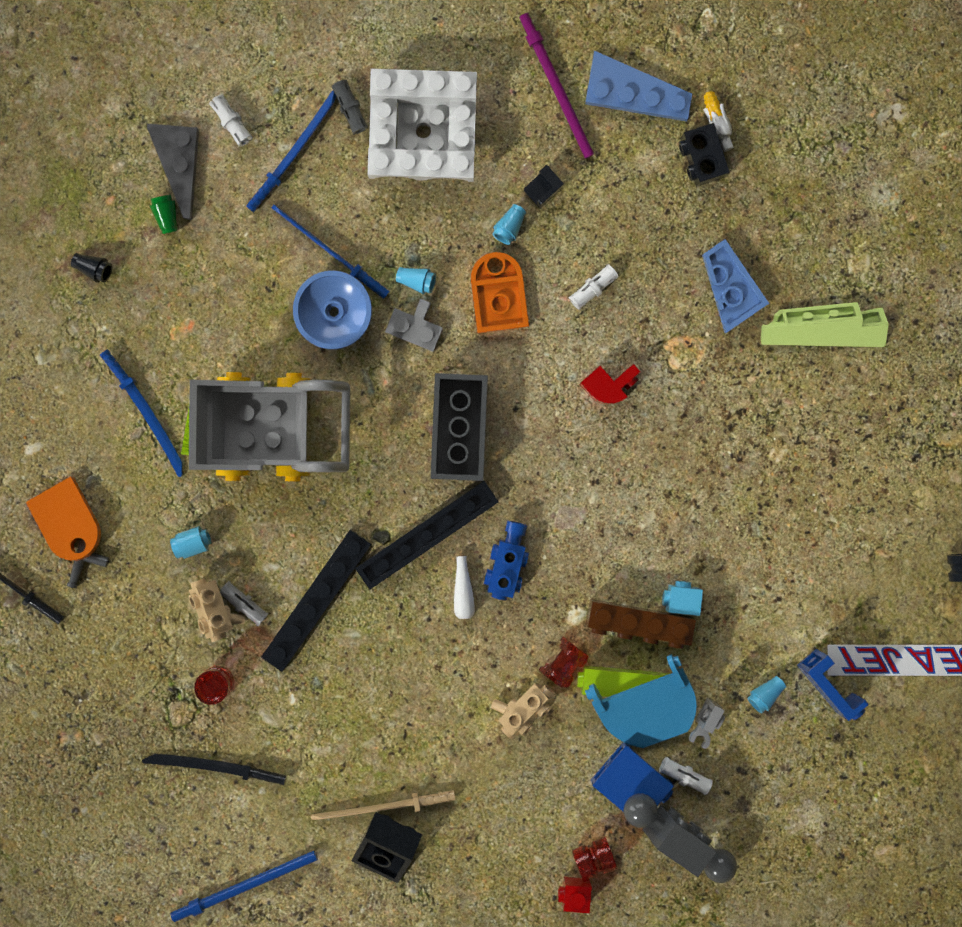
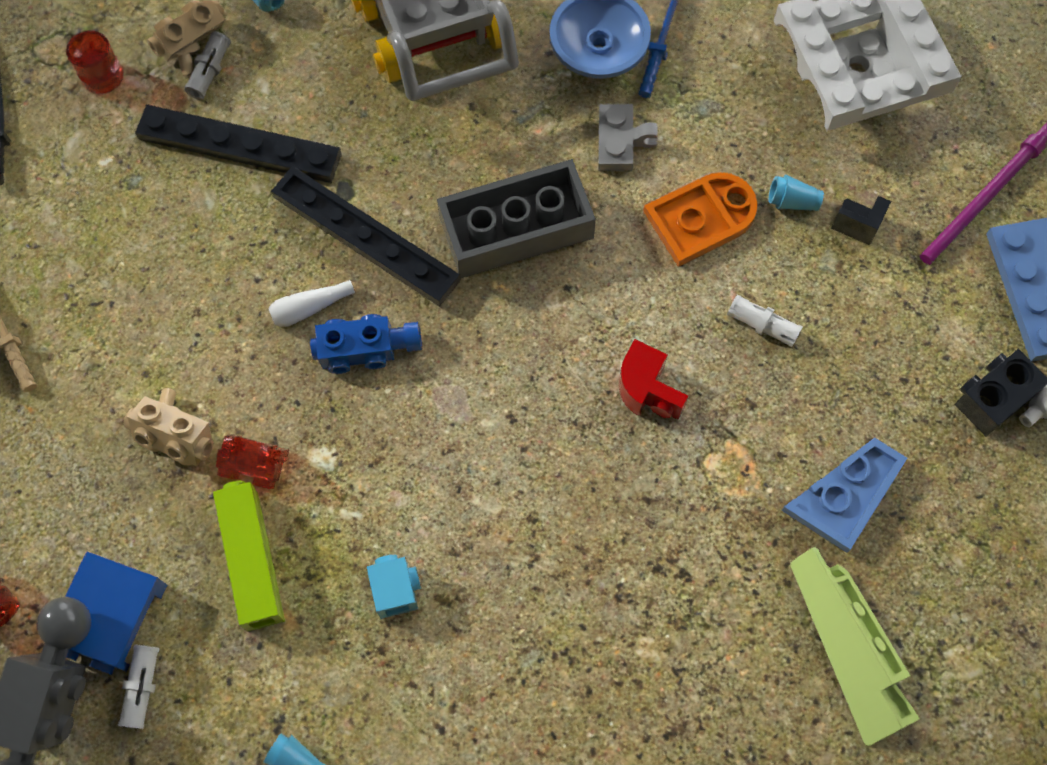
camera: 65 degrees right, 20 degrees down
(417, 279) = (679, 119): medium azure cone -> none
(641, 622) = (340, 539): reddish brown brick -> none
(650, 710) = (216, 590): dark azure piece -> none
(708, 720) = (230, 680): light grey plate -> none

